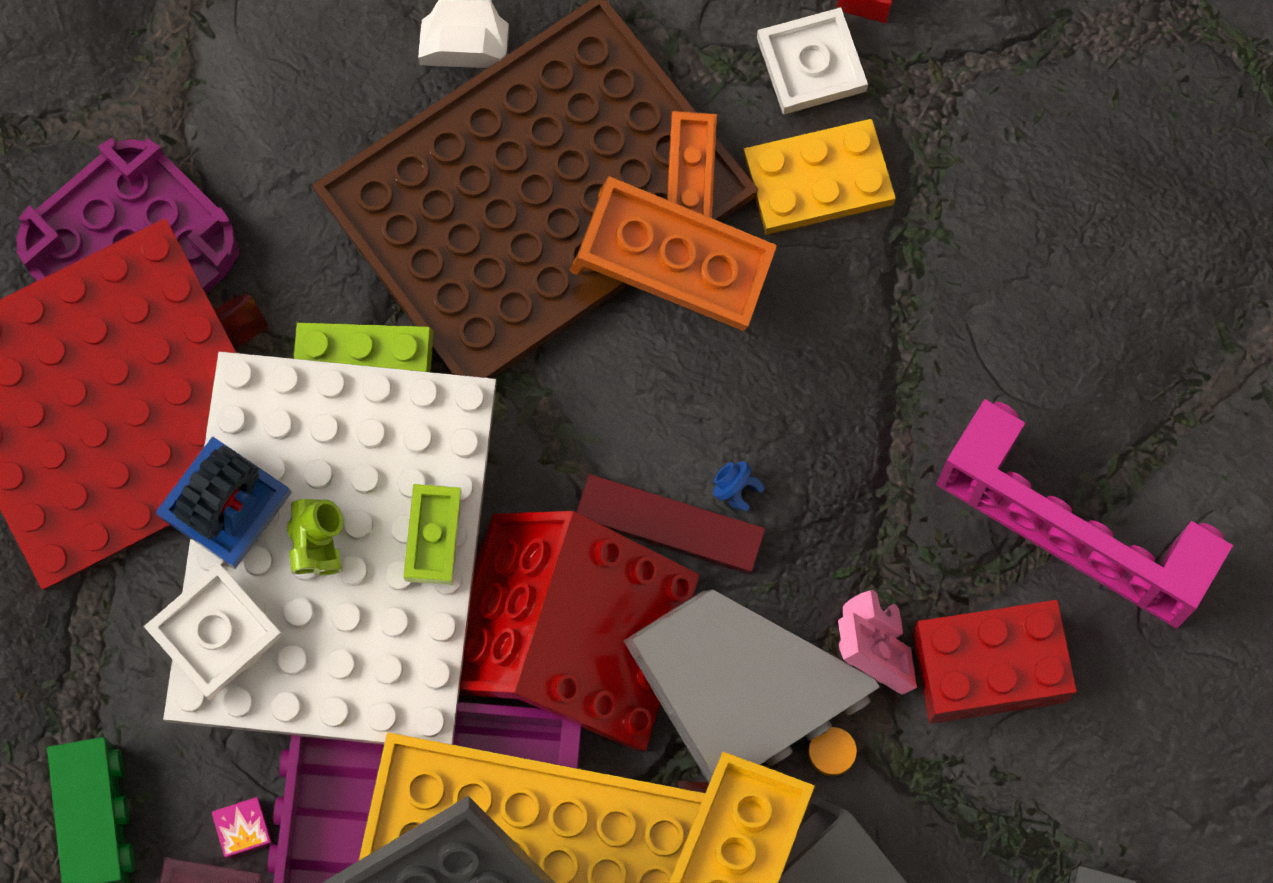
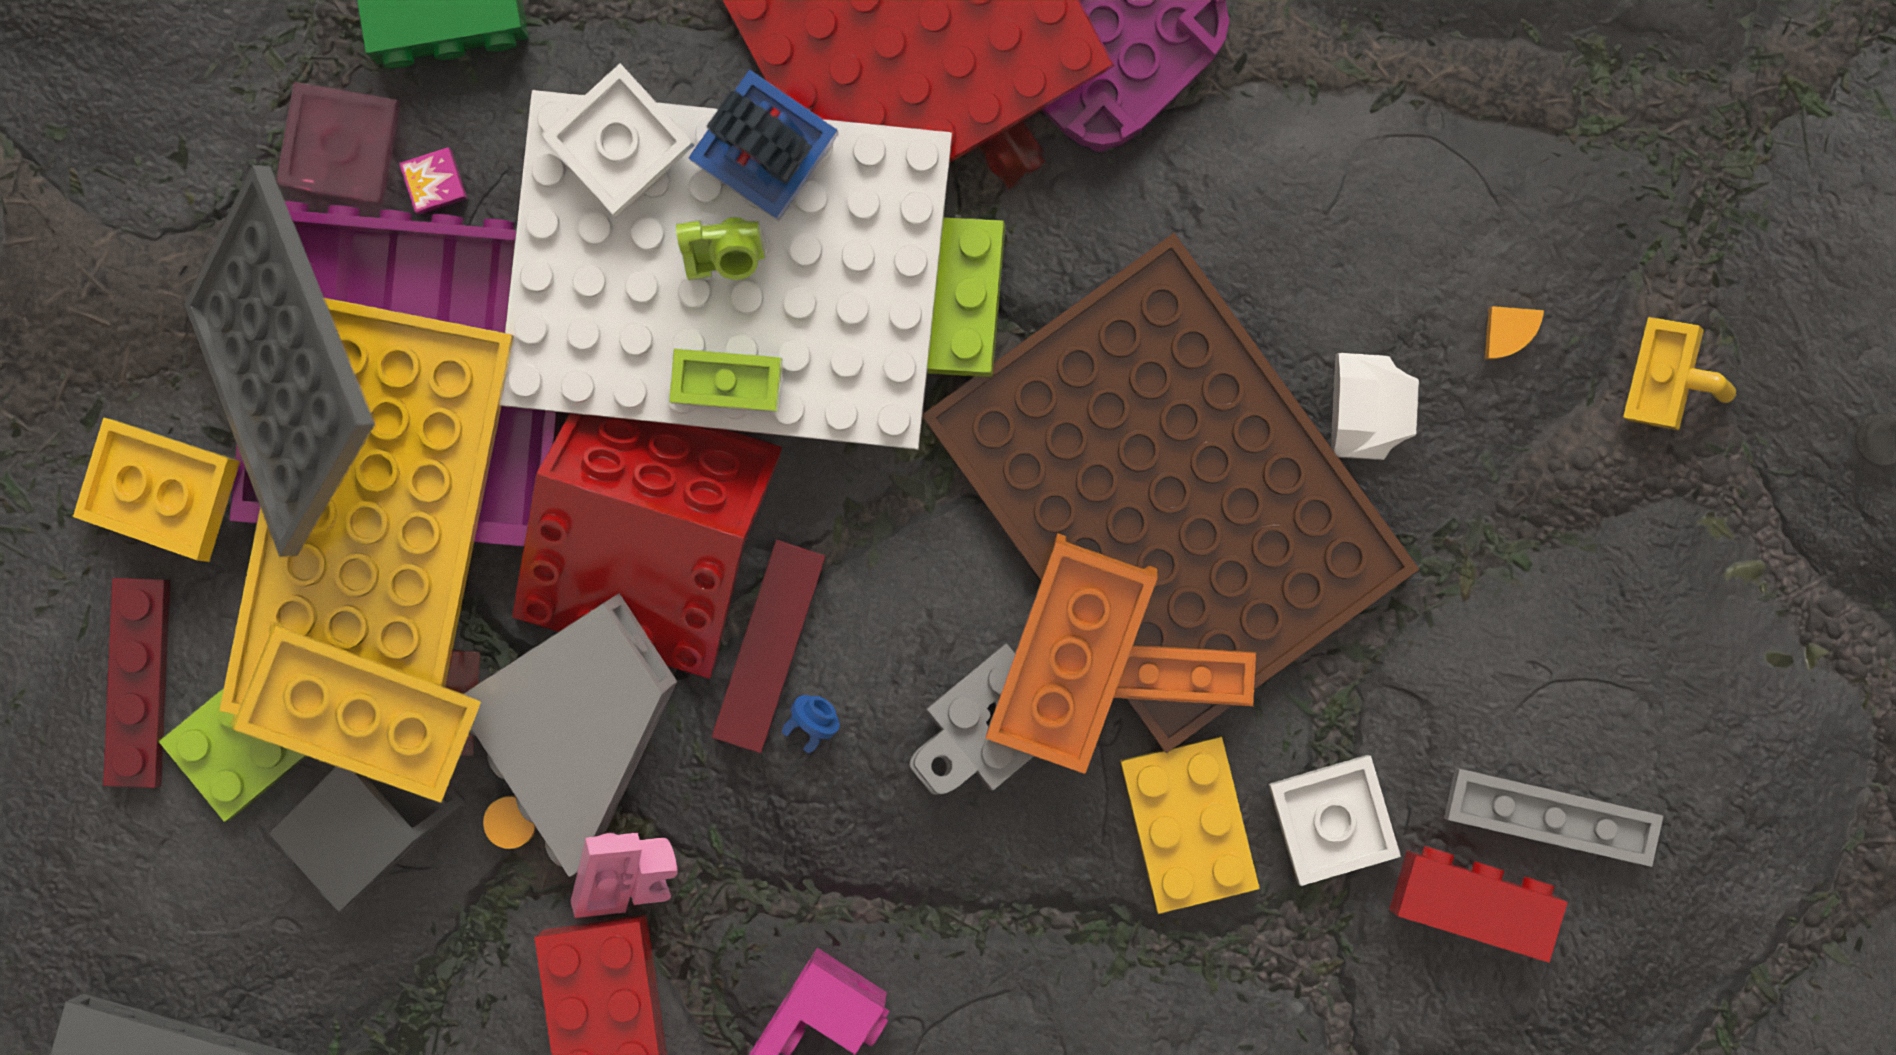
camera: 90 degrees right, 15 degrees up
(753, 354) = (963, 727): none -> light grey plate

